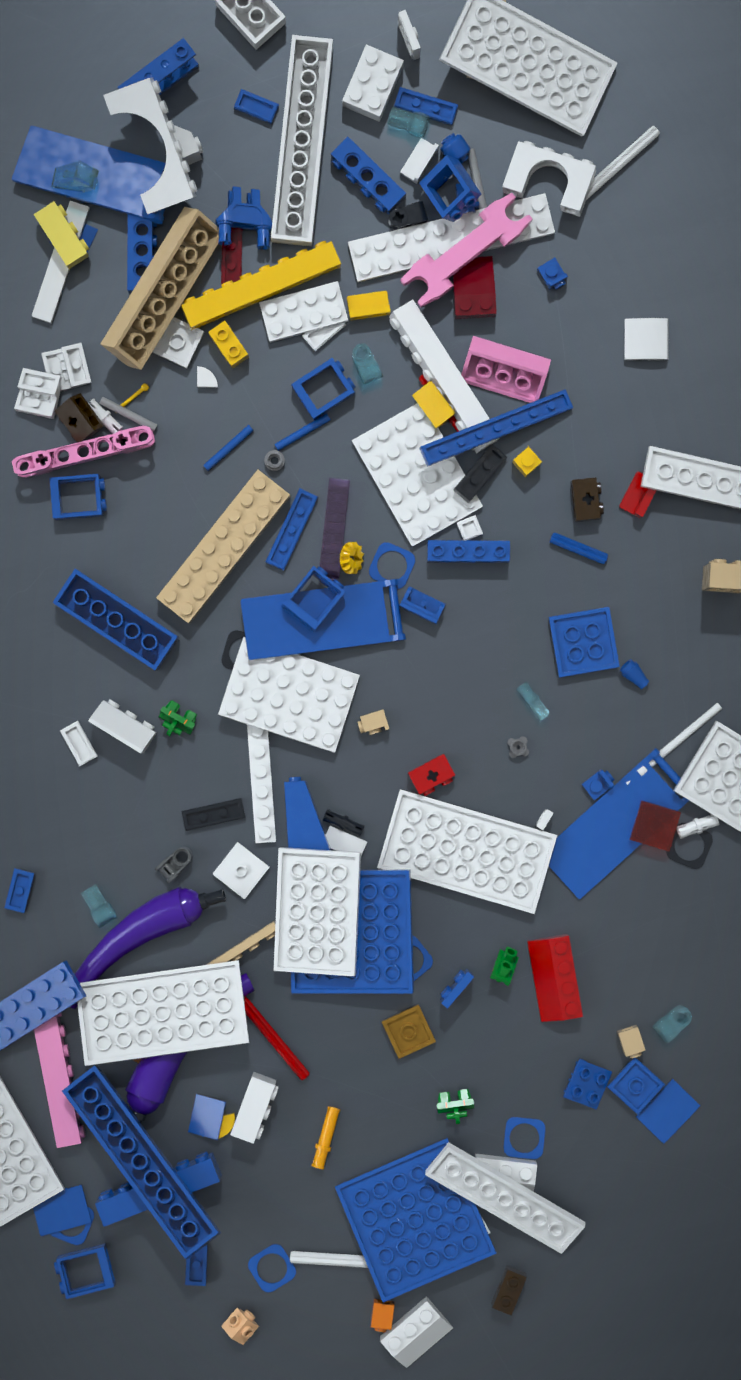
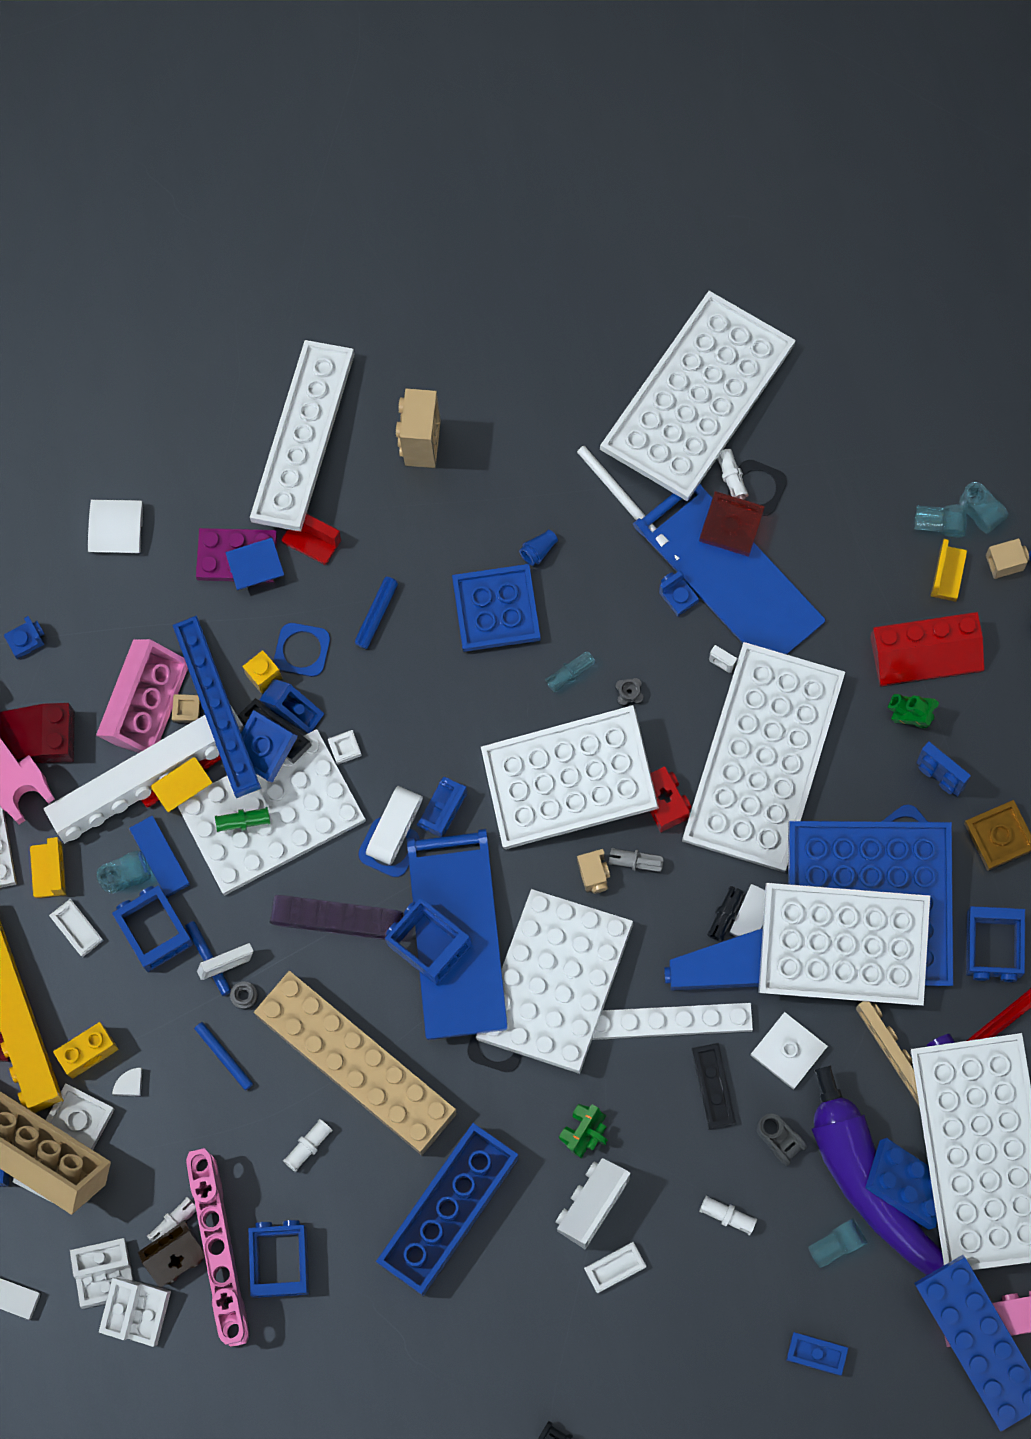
camera: 80 degrees left, 15 degrees down
(117, 825) = (728, 1215): none -> white pin
(127, 413) = (168, 1192): light grey bar -> none
(140, 953) = (903, 1183): none -> blue plate
(144, 387) = (162, 1203): yellow hinge -> none
(162, 514) = (307, 1145): none -> white pin
(290, 432) = (225, 961): none -> white tile
(291, 529) = (336, 974): blue tile -> none
(303, 311) = (49, 952): white plate -> none
(345, 1026) = (996, 916): none -> blue window
(347, 564) = (377, 894): yellow gear -> none
(380, 390) = (159, 856): none -> blue tile
(383, 754) = (636, 860): none -> light grey axle
(406, 452) = (242, 819): none -> green pin
(406, 569) = (394, 825): none -> white beam
(445, 702) = (569, 777): none -> white plate
(465, 468) = (267, 744): none -> blue plate
(468, 551) = (374, 747): blue brick -> none
(497, 404) = (185, 708): none -> tan plate
(500, 485) = (291, 705): none -> blue slope
(562, 478) = (292, 628): none -> blue piece
(579, 489) = (327, 605): dark brown brick -> none
(615, 451) = (254, 563): none -> blue window
(619, 995) = (948, 572): none -> yellow panel
(624, 436) = (212, 545): none -> magenta plate
(662, 995) = (948, 520): none -> clear light blue piece

